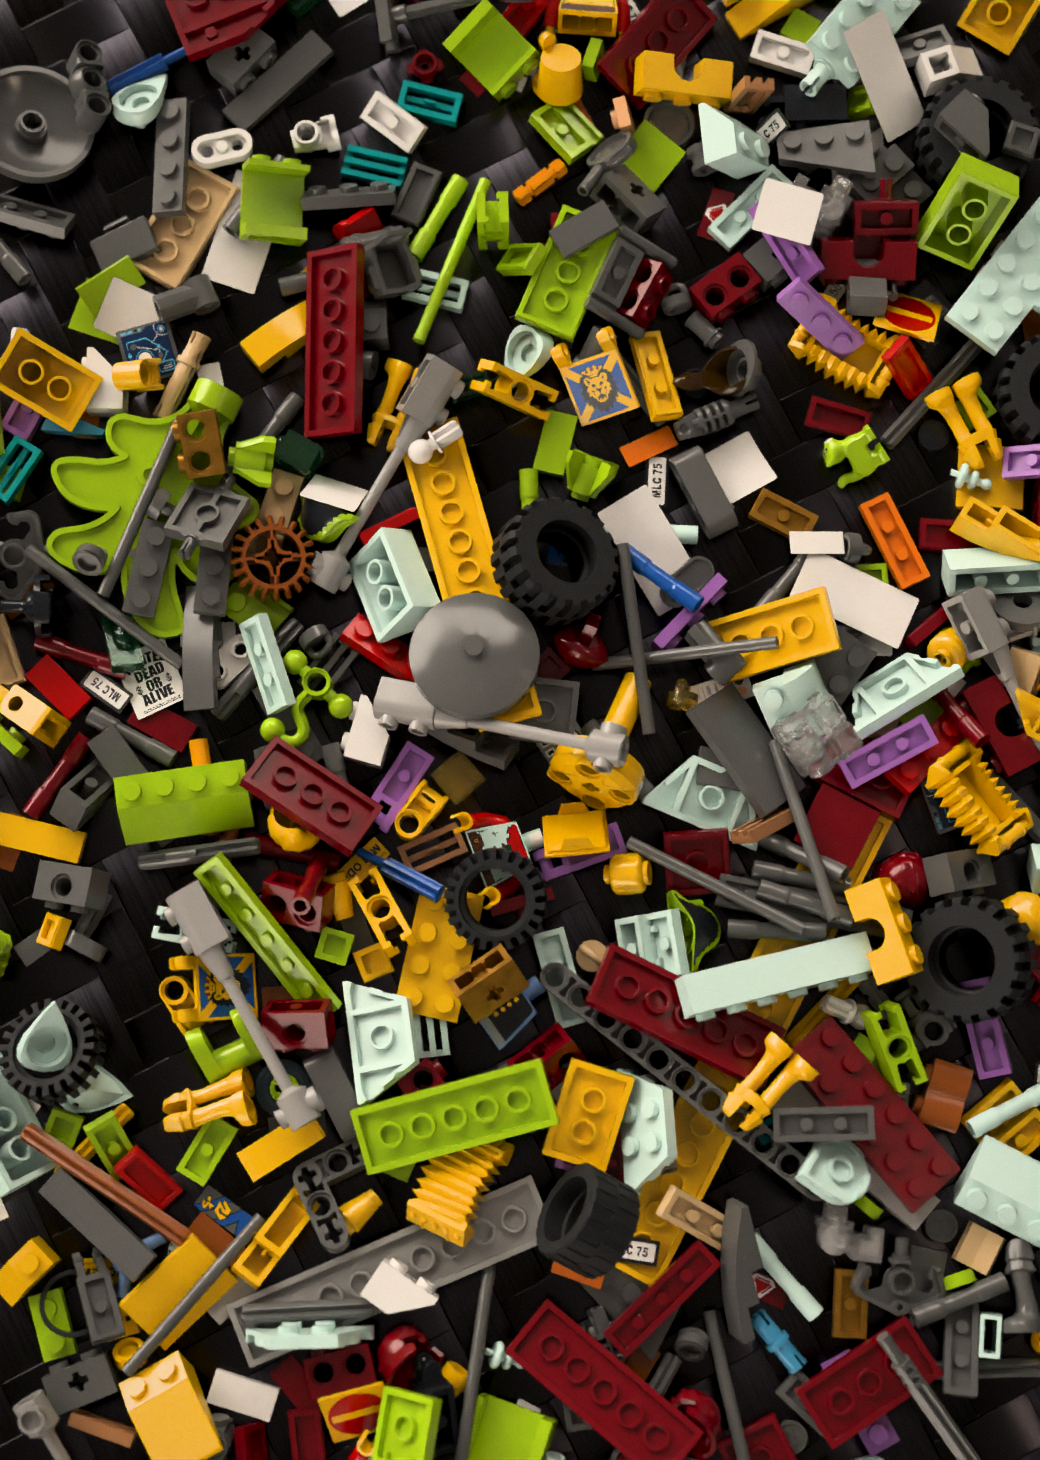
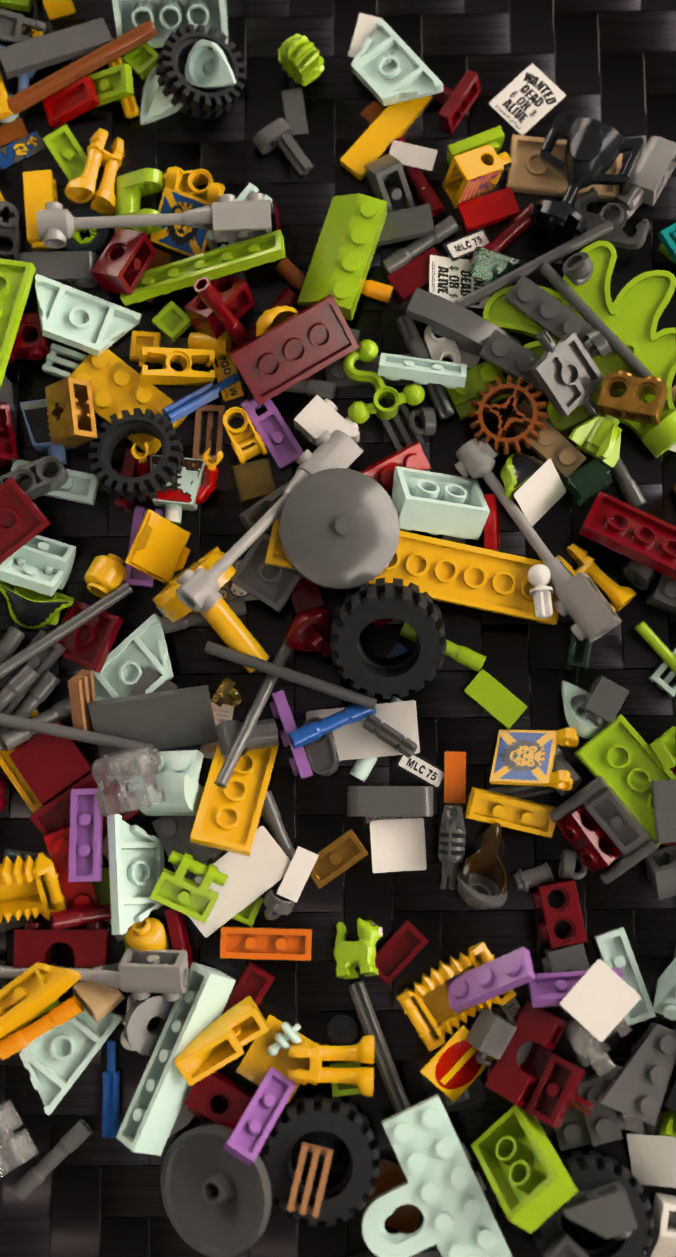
camera: 120 degrees right, 0 degrees up
(39, 788) = (413, 155): none -> white sticker
(53, 931) = (295, 117): yellow tile -> none
(71, 885) = (321, 143): dark grey brick -> none
(198, 853) = (297, 251): dark grey axle -> none
(504, 385) = (566, 678): yellow piece -> none
(509, 338) = (604, 700): none -> dark grey slope
(587, 474) = (454, 710): lime brick -> none
(590, 955) = (59, 515): tan tile -> none
(644, 518) = (390, 735): none -> dark grey axle
(717, 204) = (643, 951): dark red sticker -> none
(891, 633) = (184, 894): none -> lime plate
(907, 367) = (410, 1036): red tile -> none

